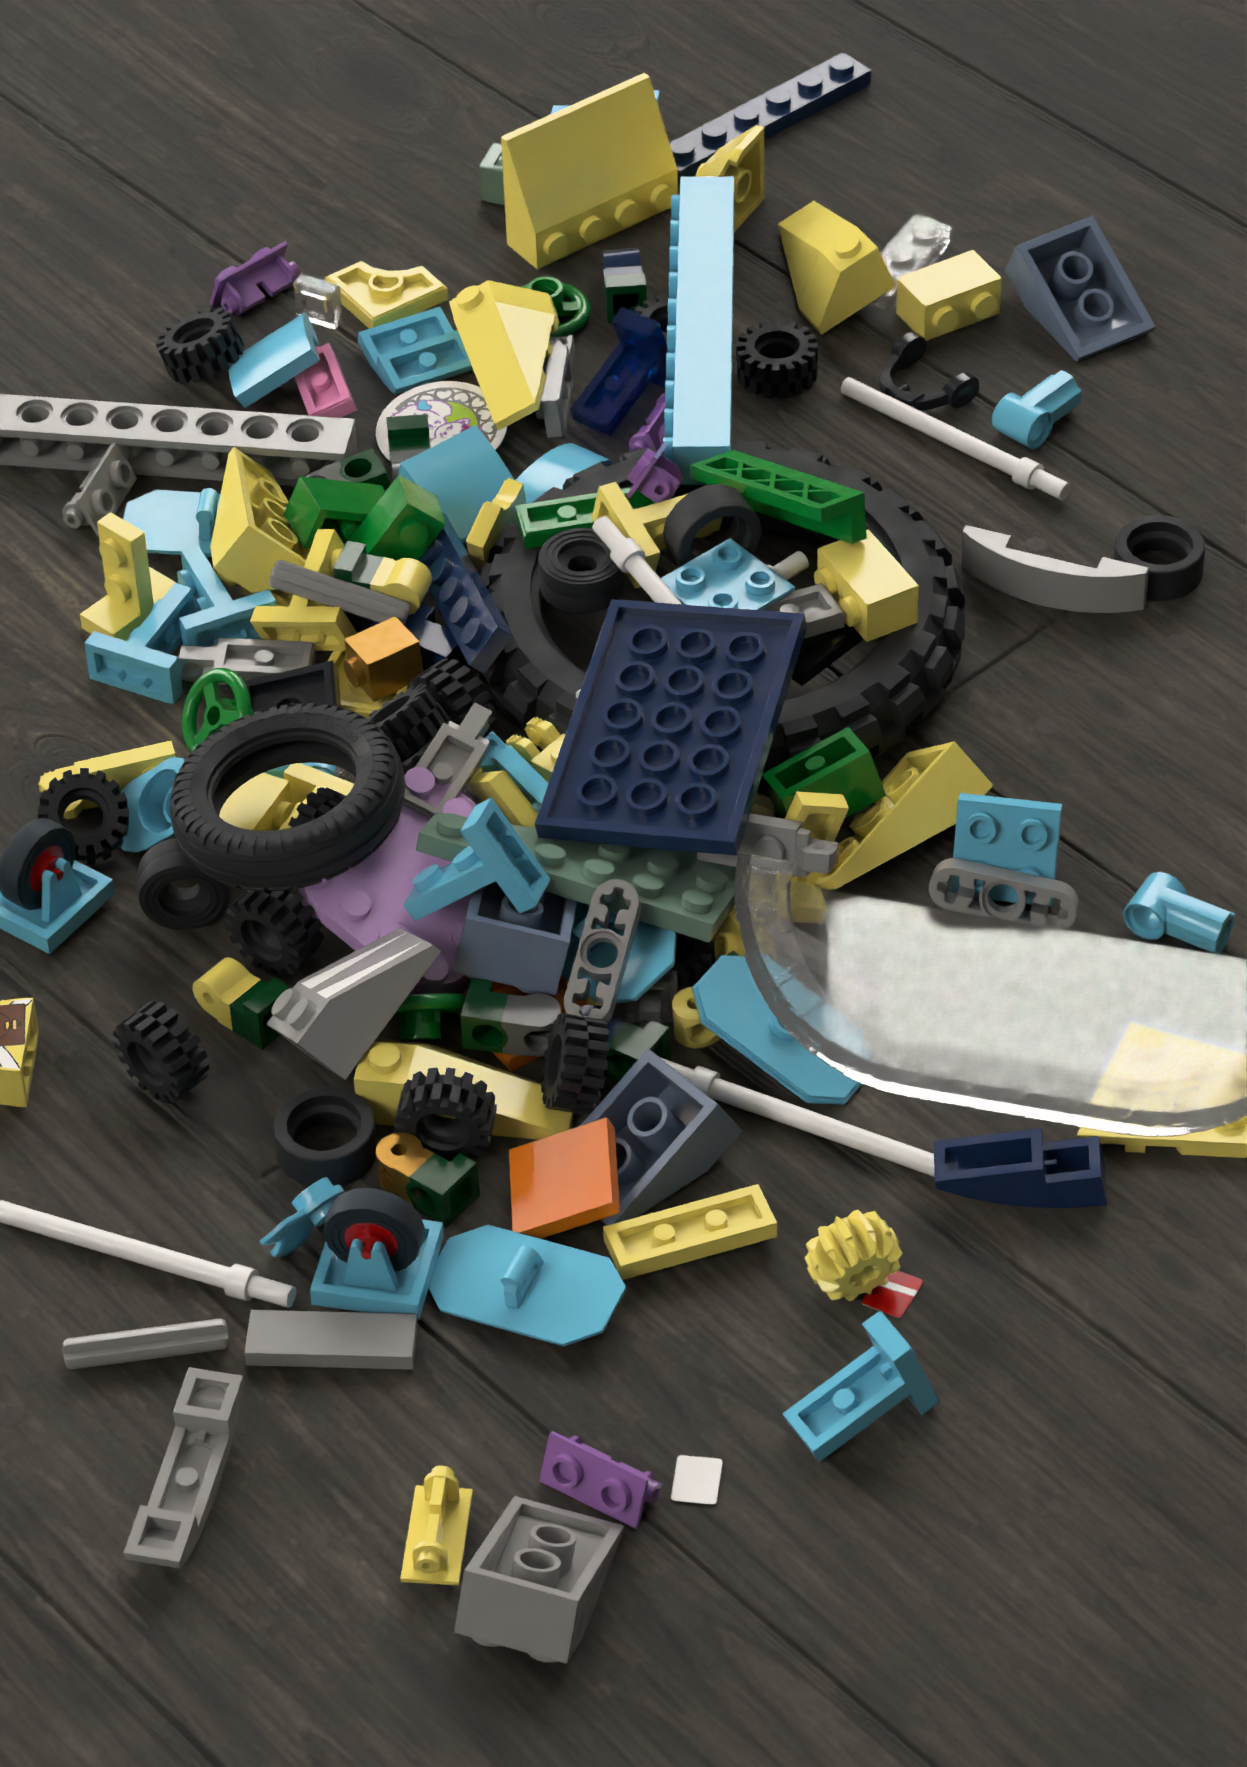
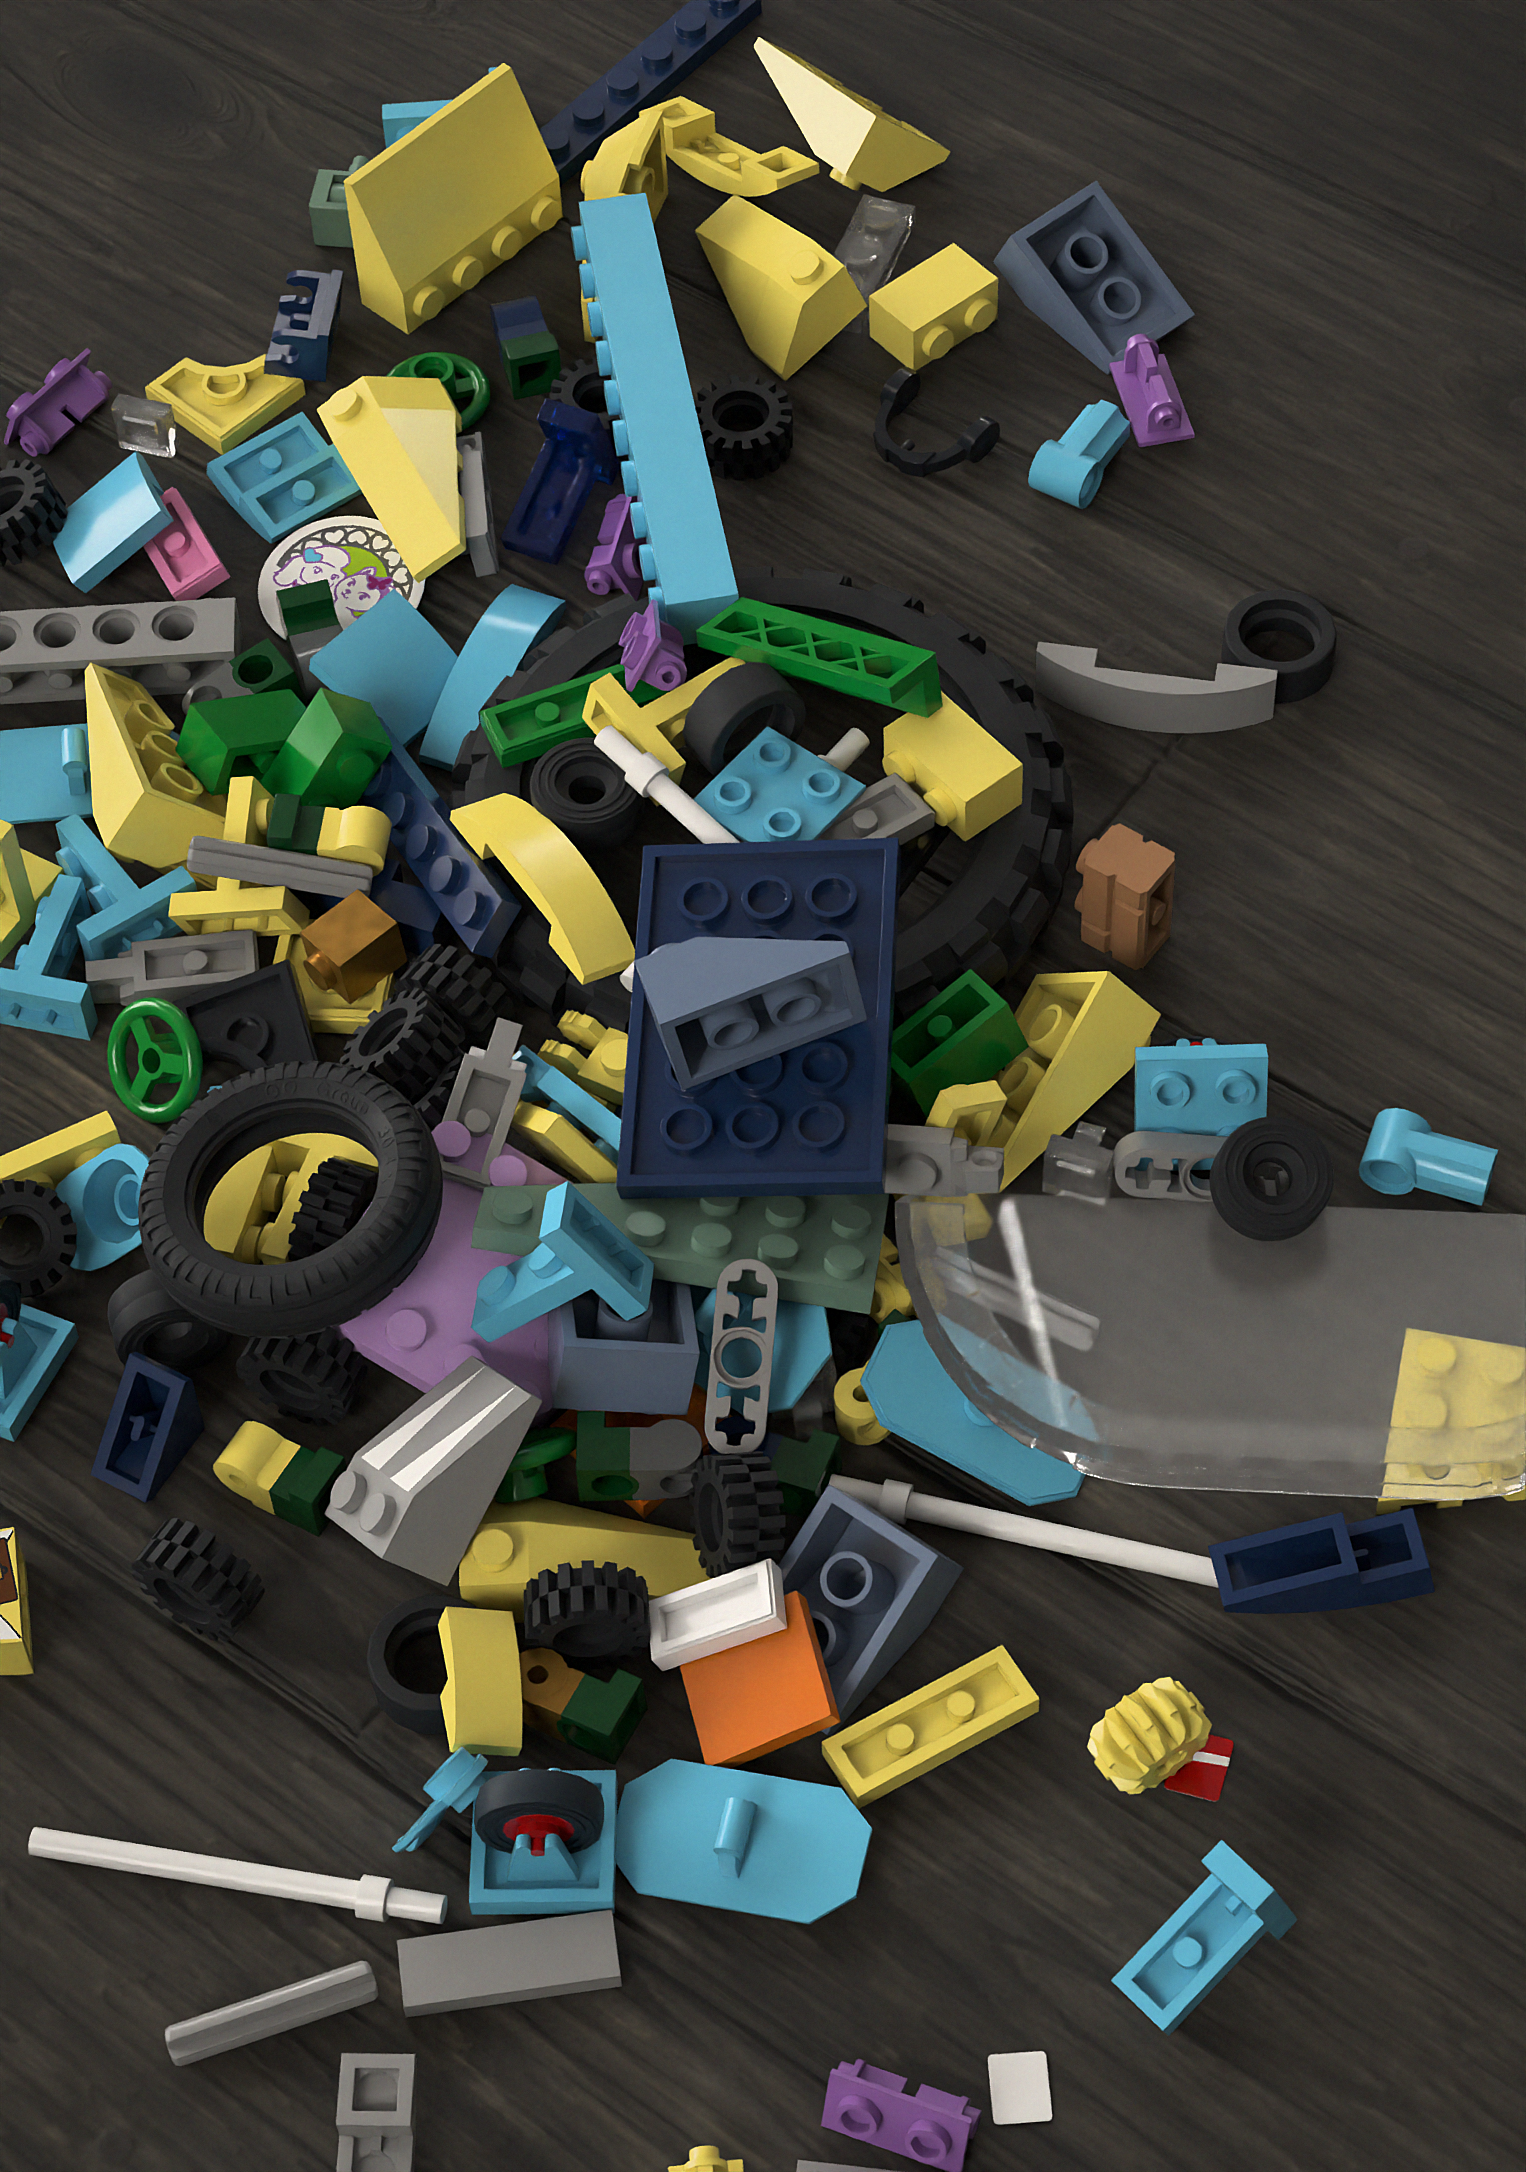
camera: 10 degrees left, 10 degrees up
(152, 953) = (148, 1428): none -> dark blue slope
(354, 1140) = (483, 1681): none -> light yellow slope
(458, 253) = (306, 327): none -> dark blue hinge
(493, 520) = (451, 729): light yellow tile -> none
(543, 1128) = (717, 1614): none -> white tile
(544, 620) = (556, 878): none -> light yellow slope
(658, 698) = (746, 999): none -> sand blue slope
(791, 164) = (722, 162): none -> light yellow slope
(903, 878) = (1078, 1164): none -> clear tile
(915, 168) = (847, 128): none -> light yellow wedge
(987, 702) = (1126, 895): none -> medium nougat brick
(1023, 471) = (1084, 544): white bar -> none
(1046, 928) = (1278, 1142): none -> black tyre
(1105, 375) = (1150, 394): none -> medium lavender hinge

